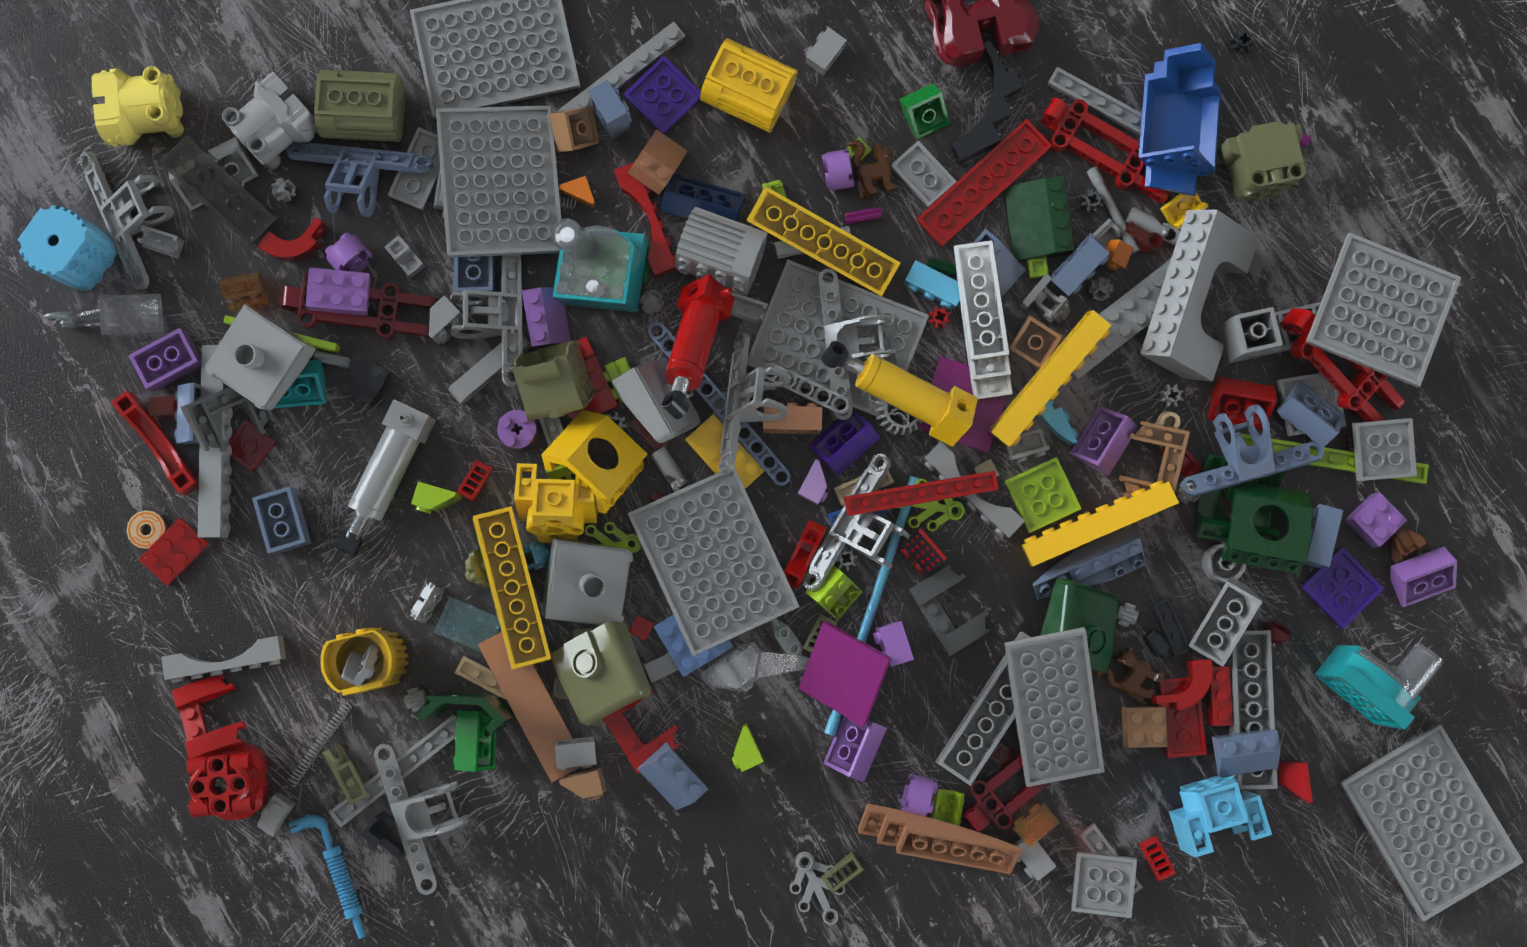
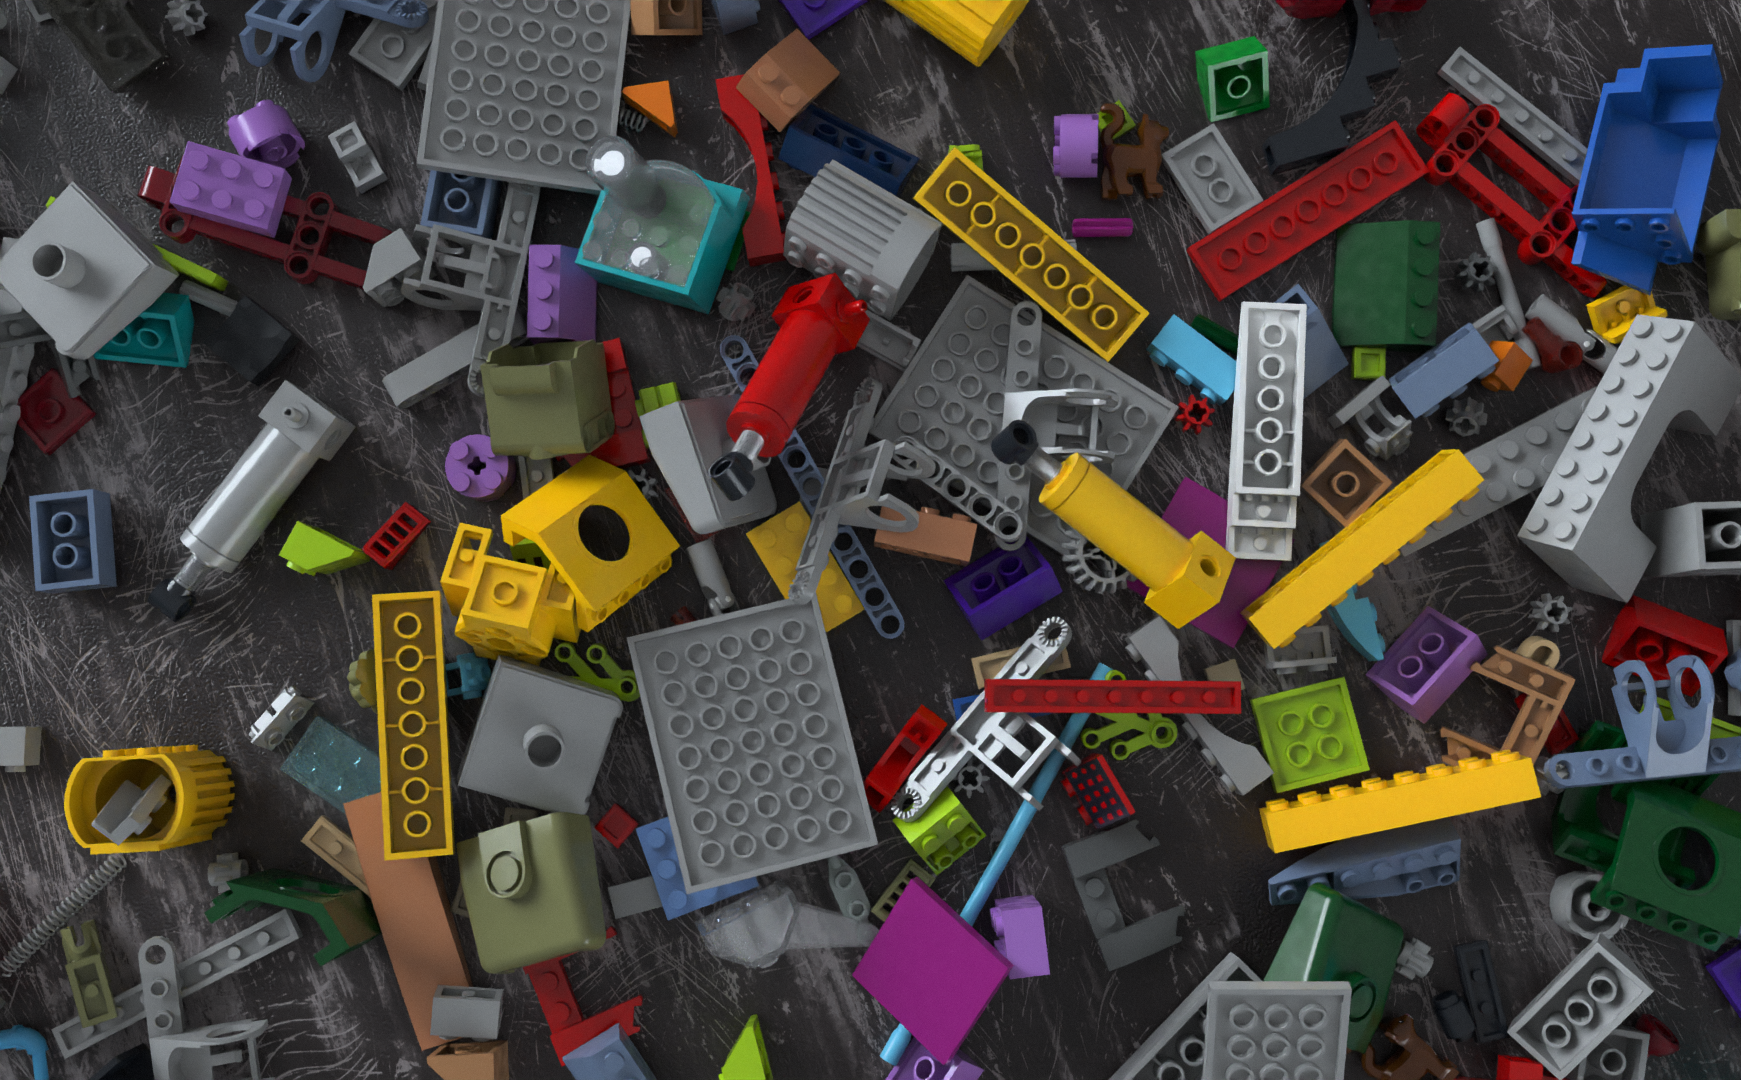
camera: 15 degrees right, 0 degrees up
(242, 285) = (89, 154): clear orange brick -> none
(294, 249) = (190, 112): red arch -> none
(474, 744) = (296, 979): green slope -> none
(814, 485) = (941, 647): lavender slope -> none

